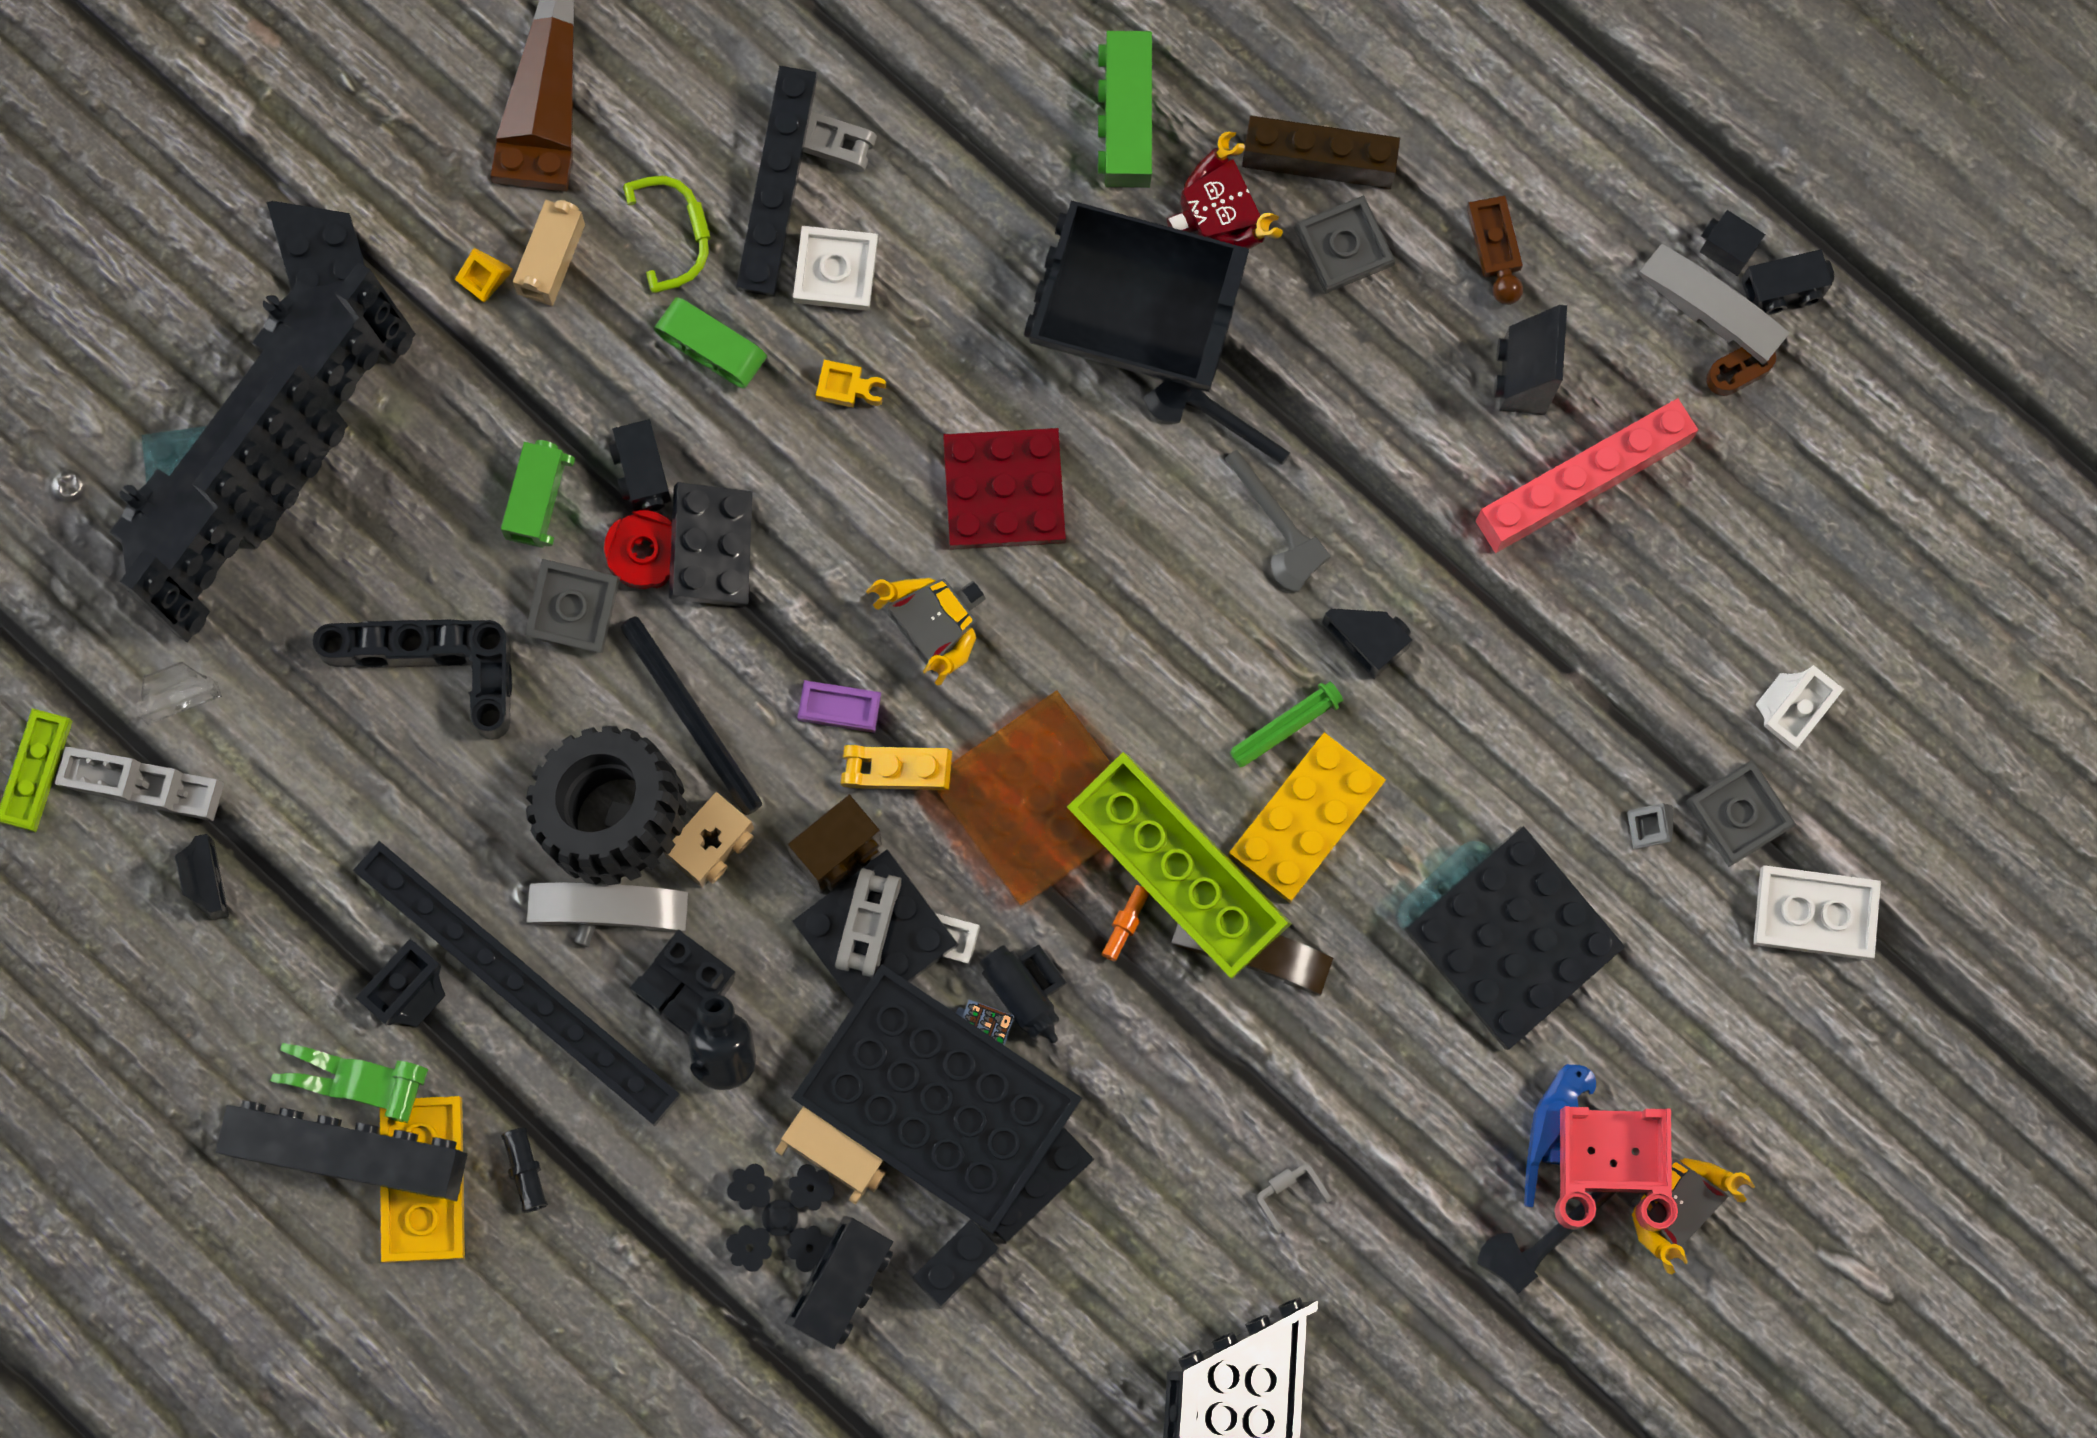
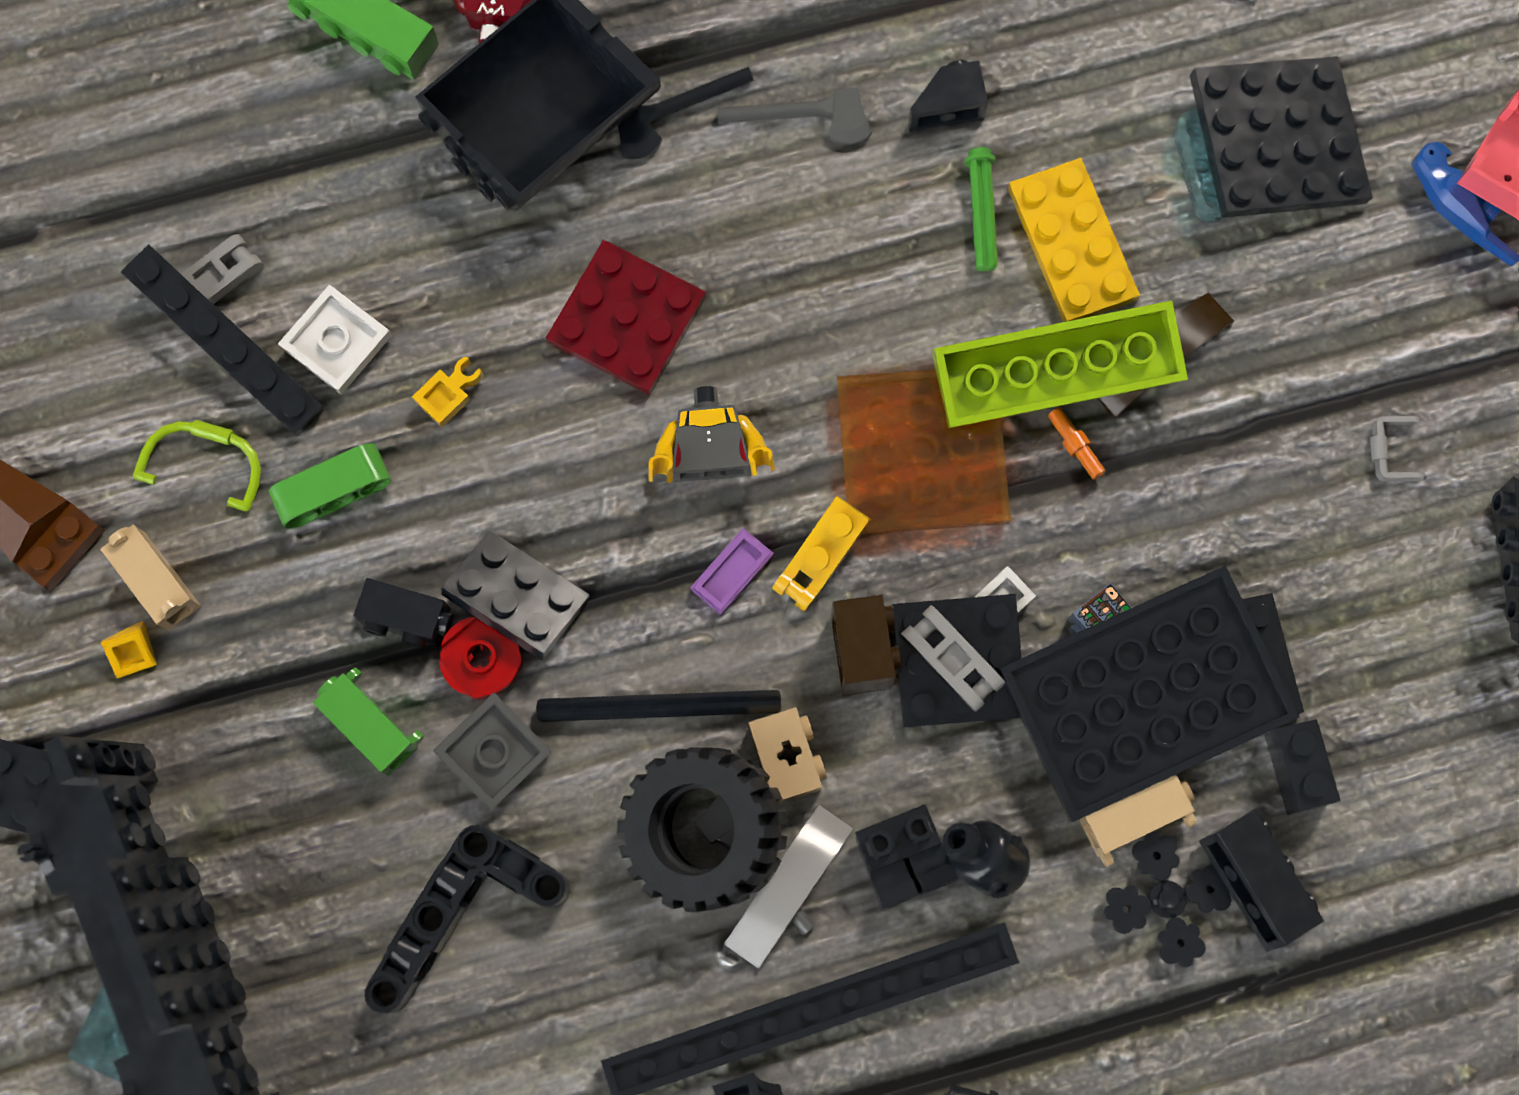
camera: 50 degrees left, 0 degrees up
(1020, 990) = (1086, 566): black piece -> none

